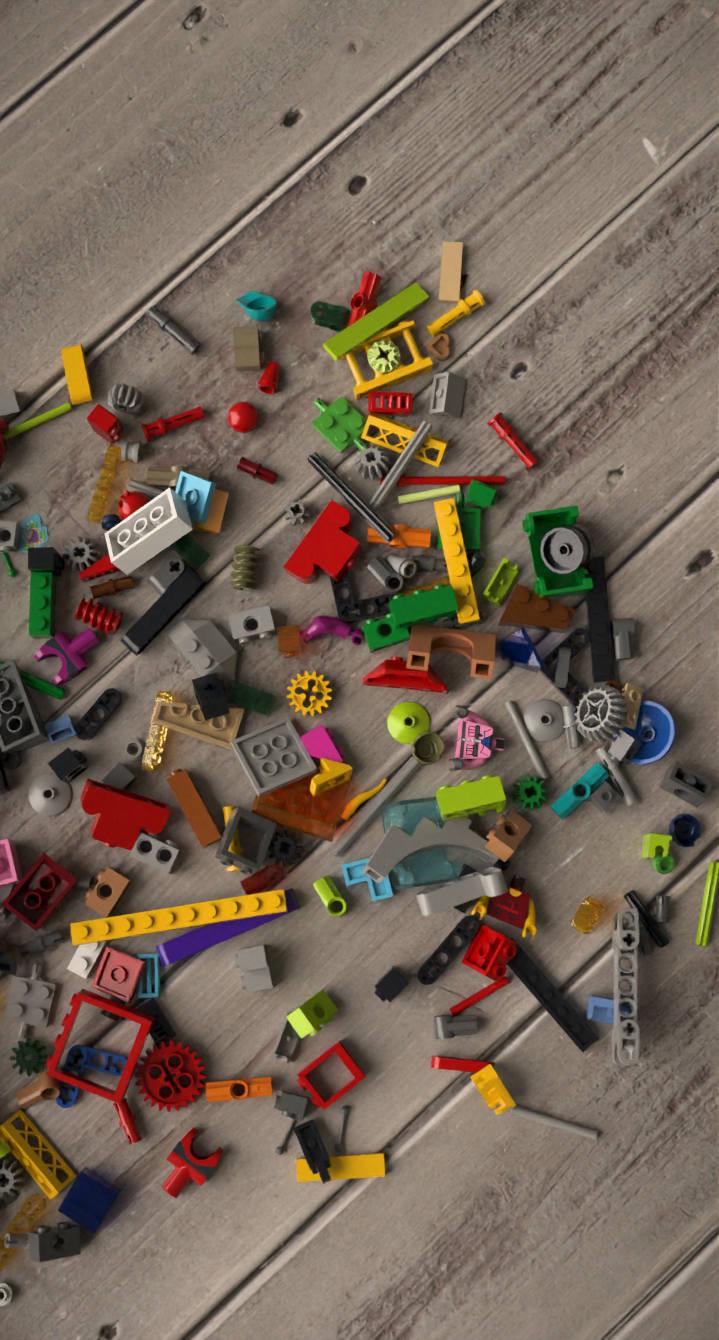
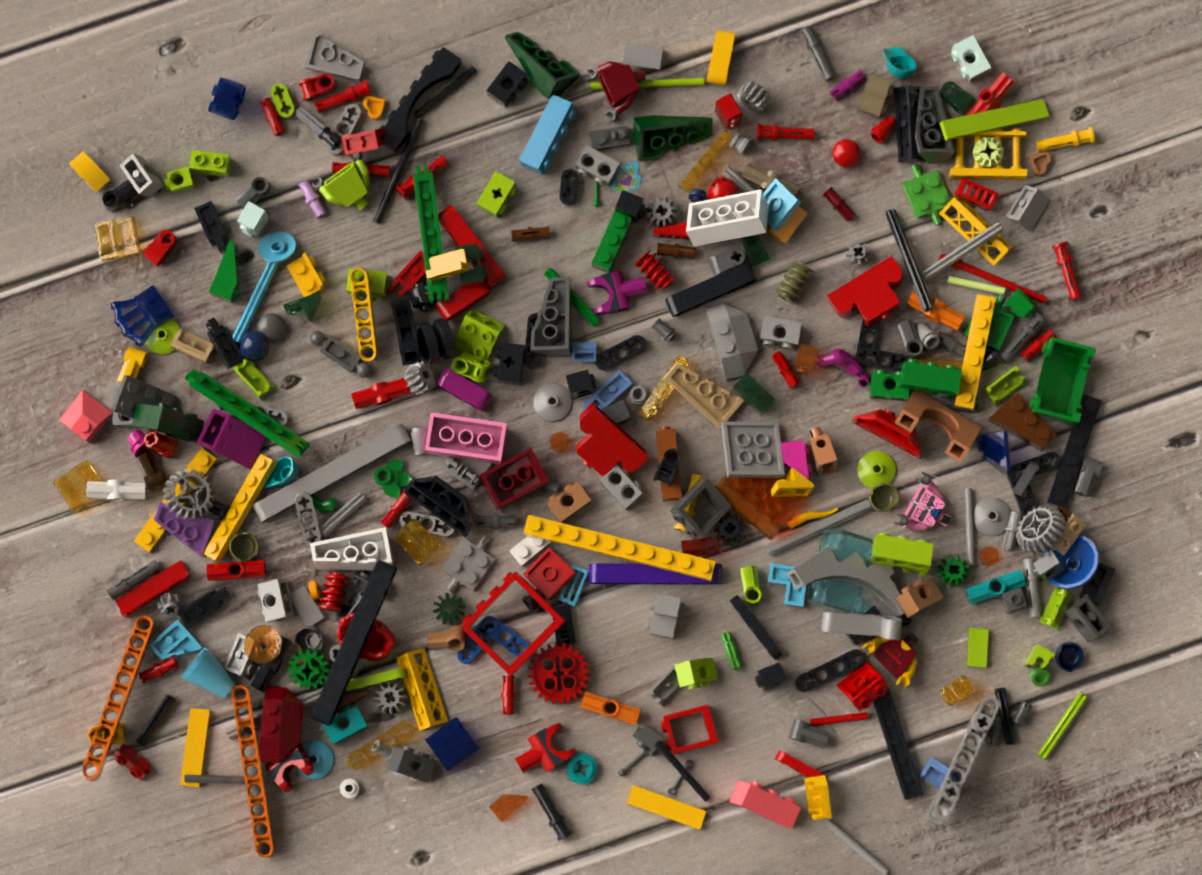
camera: 25 degrees right, 0 degrees up
(49, 475) = (661, 134): none -> dark green wedge
(73, 832) = (559, 442): none -> clear orange tile
(103, 757) = (610, 390): none -> medium blue hinge
(133, 672) = (664, 330): none -> dark grey pin
(174, 1237) = (506, 805): none -> clear orange tile
(194, 814) = (667, 468): none -> black piece
(211, 696) = (722, 377): black brick -> none
(216, 348) = (848, 84): none -> magenta pin
(225, 1165) = (572, 766): none -> teal gear
(232, 1232) = (555, 819): none -> black pin
(273, 660) = (786, 370): none -> red axle
(291, 361) = (906, 123): none -> black fence
(313, 1149) = (651, 782): black hinge -> none
(316, 361) = (928, 131): none -> dark grey wedge
(320, 687) = (802, 399): yellow gear -> none
(321, 262) = (971, 48): none -> light aqua brick
(339, 973) = (731, 650): none -> bright green axle
(342, 1123) = (682, 770): none -> black bar
(349, 733) = (822, 452): none -> nougat torso
(354, 938) = (755, 627): none -> black beam
(372, 462) = (939, 238): light grey gear -> none
(441, 1120) = (765, 803): none -> coral wedge
(450, 272) = (1077, 102): tan tile -> none
(501, 518) = (1028, 331): none -> dark grey pin
(516, 529) = (1037, 346): none -> red pin
(559, 762) = (989, 556): none -> clear orange tile
(567, 548) = (1072, 380): wheel -> none
(588, 860) = (977, 647): none -> lime tile
(649, 786) = (1055, 608): none -> lime hinge
(683, 746) = (1098, 585): none -> black hinge

